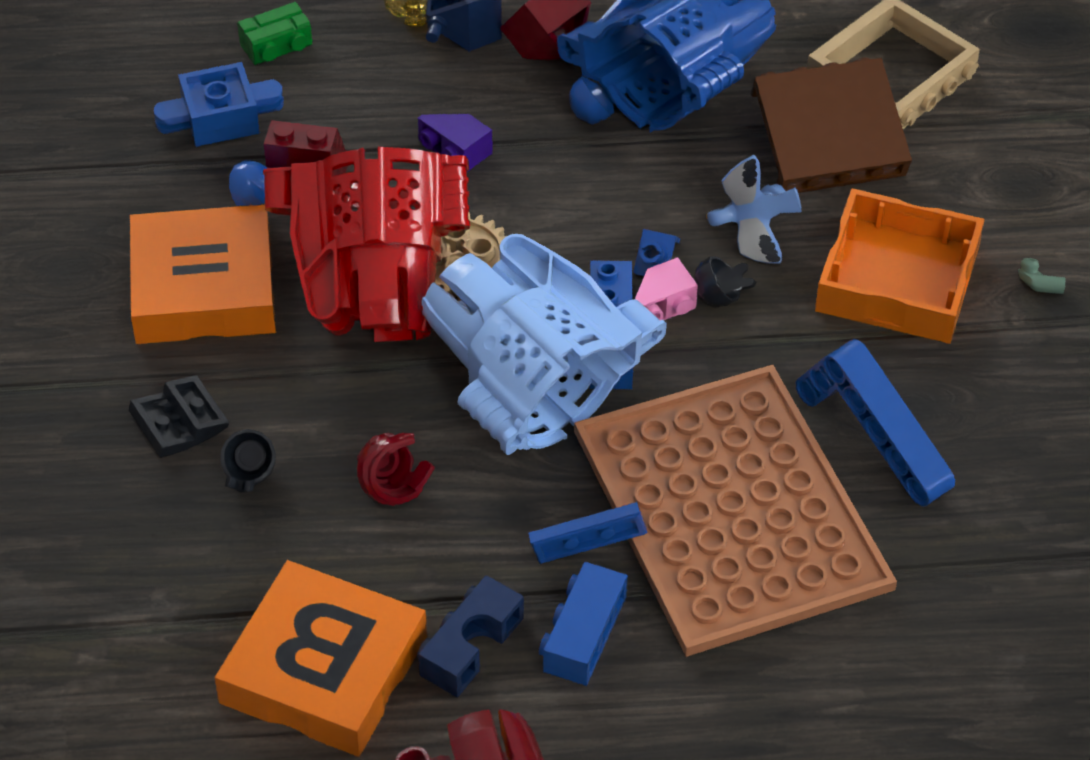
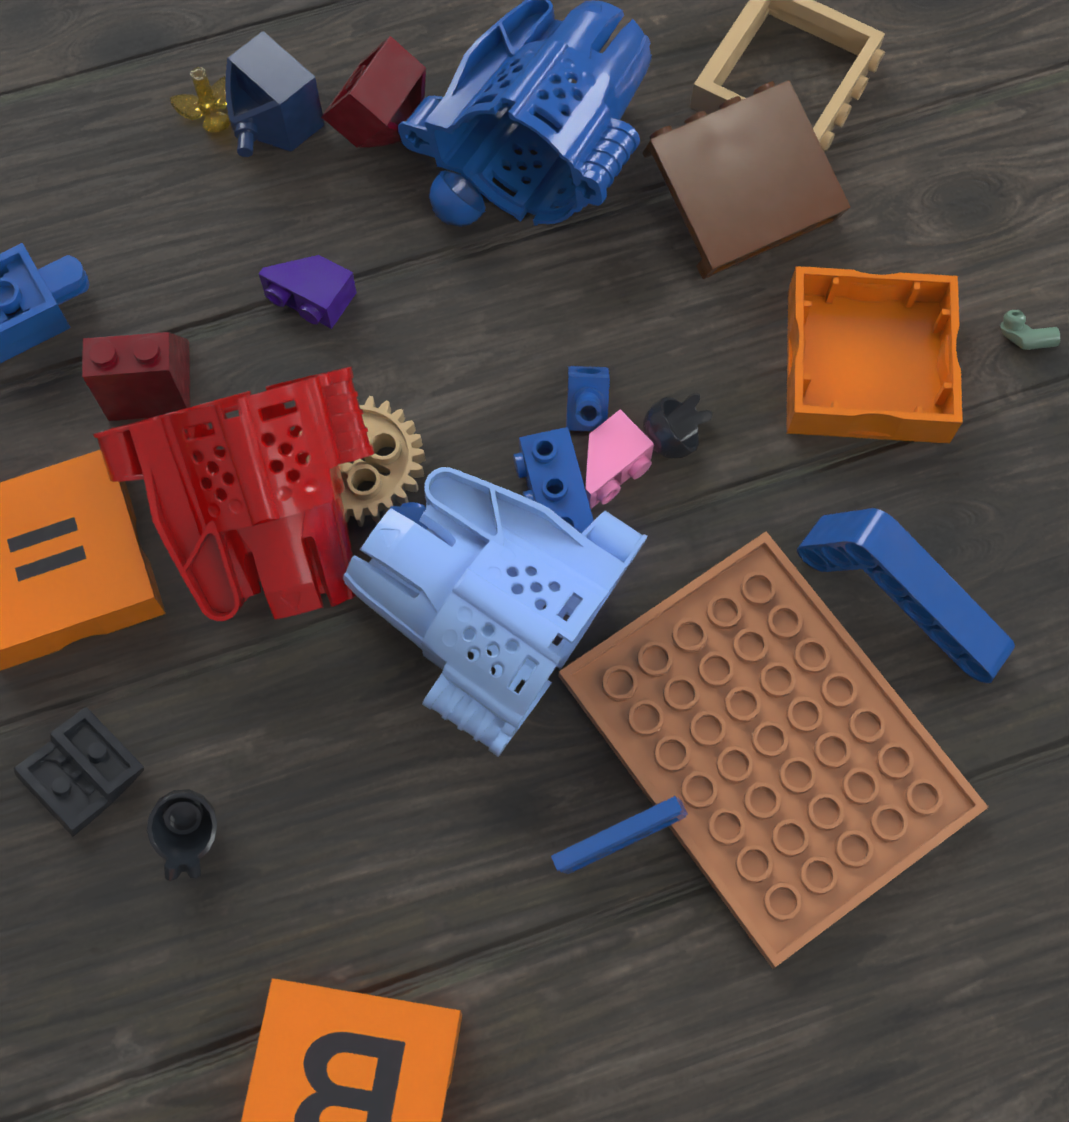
camera: 15 degrees left, 20 degrees up
(247, 183) = (77, 419): blue piece -> none
(274, 33) = (52, 180): green brick -> none
(386, 469) = (354, 800): dark red helmet -> none
(485, 611) = (528, 970): dark blue arch -> none
(583, 623) = (645, 959): blue brick -> none
(753, 210) = (685, 310): animal -> none

